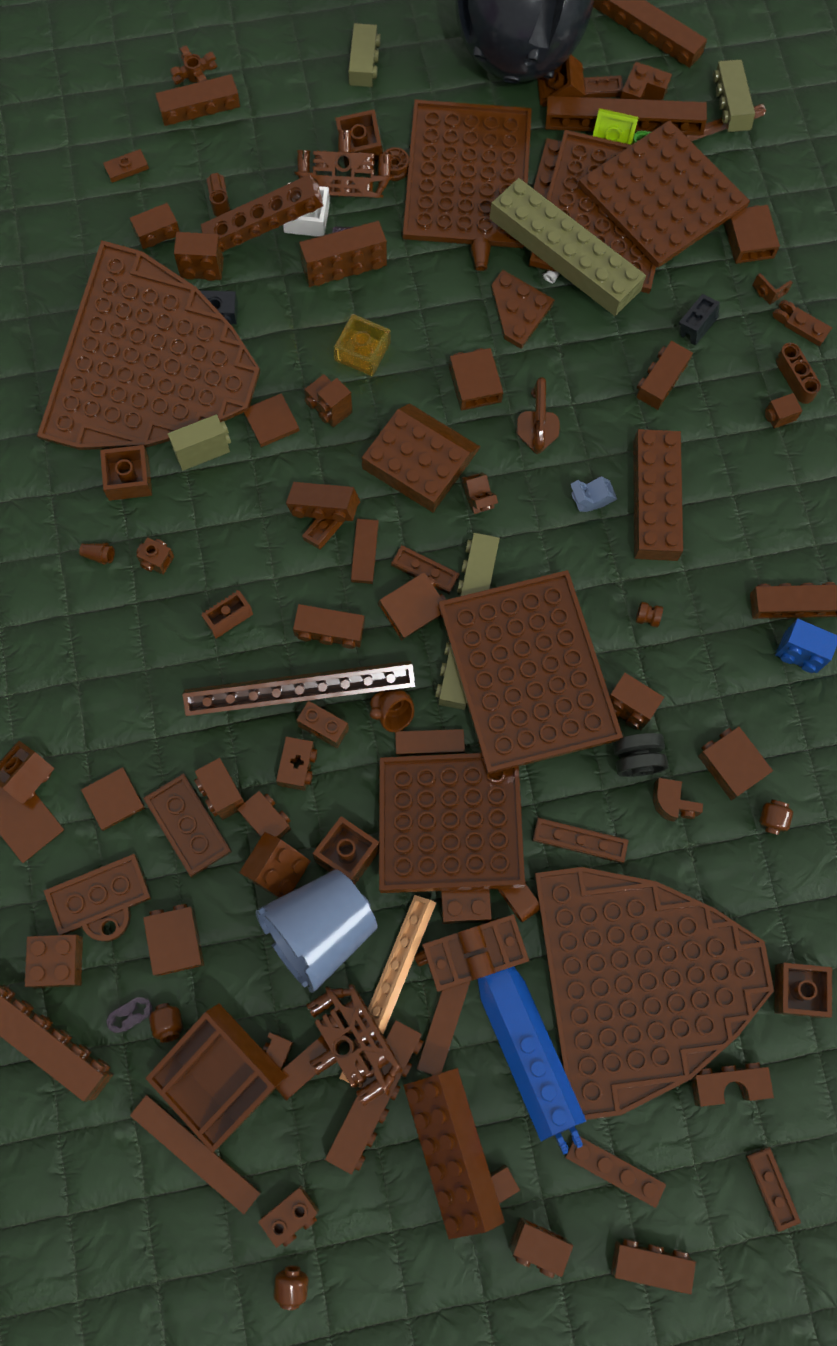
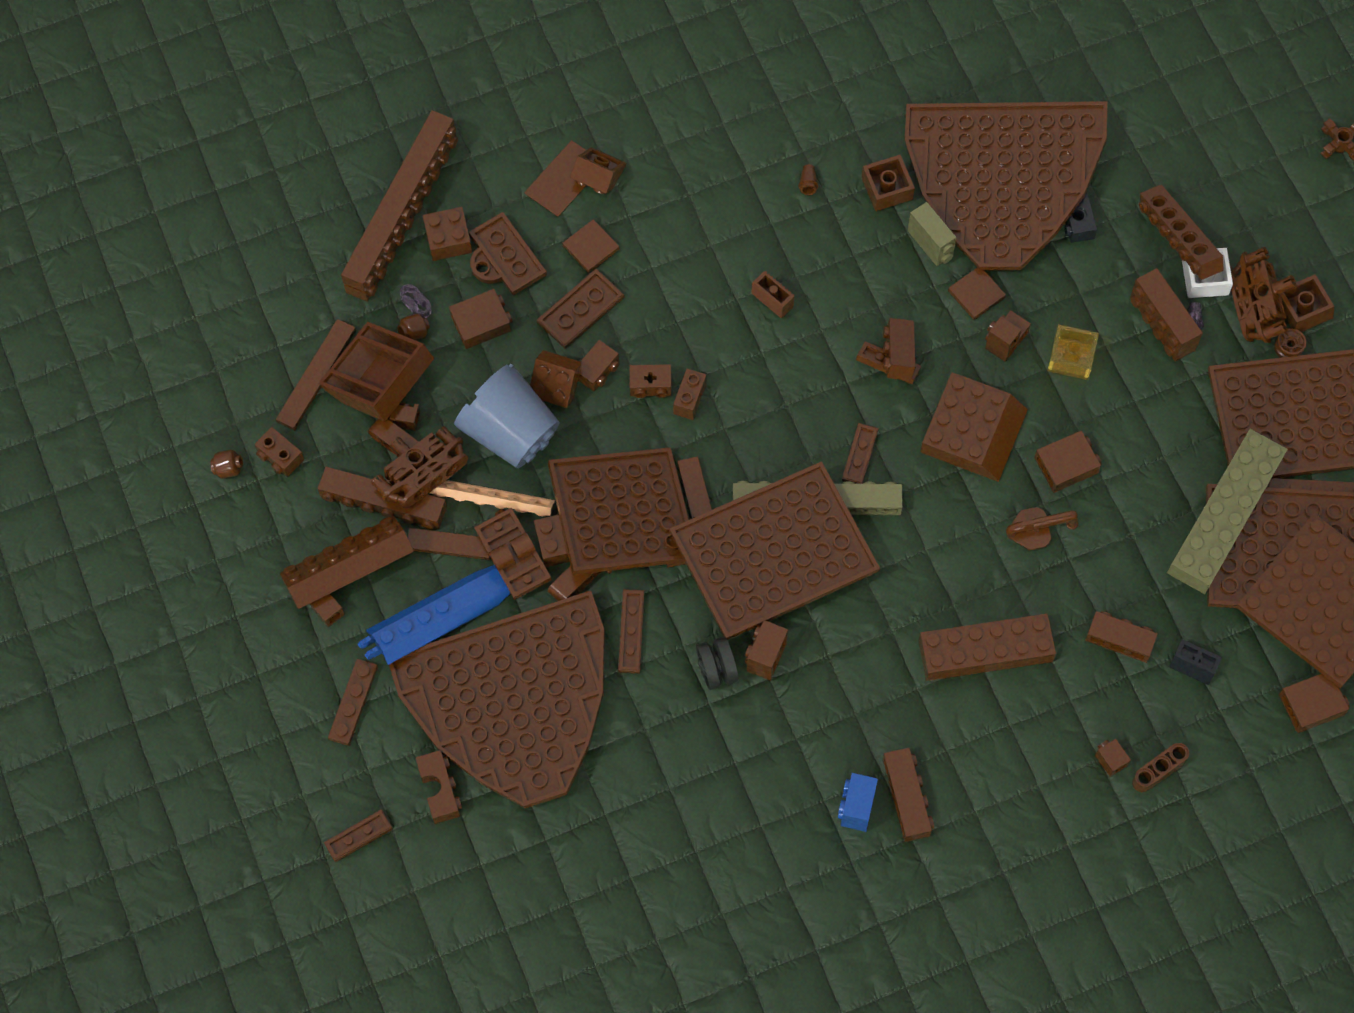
camera: 85 degrees right, 5 degrees down
(126, 165) = (1213, 108): reddish brown plate -> none
(154, 225) = (1149, 147): reddish brown brick -> none
(154, 555) = (814, 224): reddish brown brick -> none
(198, 100) = (1305, 152): reddish brown brick -> none
(198, 256) = (1124, 190): reddish brown brick -> none
(218, 194) = (1203, 193): reddish brown piece -> none
(219, 787) = (613, 321): reddish brown brick -> none
(298, 688) = (718, 368): reddish brown brick -> none
(329, 626) = (782, 381): reddish brown brick -> none
(346, 850) = (579, 433): reddish brown brick -> none
(364, 551) = (865, 399): reddish brown tile -> none
(392, 709) = (715, 446): reddish brown piece -> none
(412, 605) = (818, 443): reddish brown brick -> none
(479, 493) = (946, 484): reddish brown brick -> none
(481, 252) = (1210, 442): reddish brown cone -> none
(519, 307) = (1160, 490): reddish brown plate -> none
(540, 1247) = (283, 643): reddish brown brick -> none
(593, 495) = (970, 586): sand blue brick -> none
(649, 614) = (860, 657): reddish brown wheel -> none
(653, 1266) = (281, 740): reddish brown brick -> none
(668, 803) = (680, 699): reddish brown brick -> none
(734, 762) = (731, 754): reddish brown brick -> none
(767, 291) = (1246, 734): reddish brown bracket -> none
(776, 816) = (686, 797): reddish brown head -> none
(801, 322) = (1223, 770): reddish brown hinge -> none
(803, 990) = (530, 835): reddish brown brick -> none

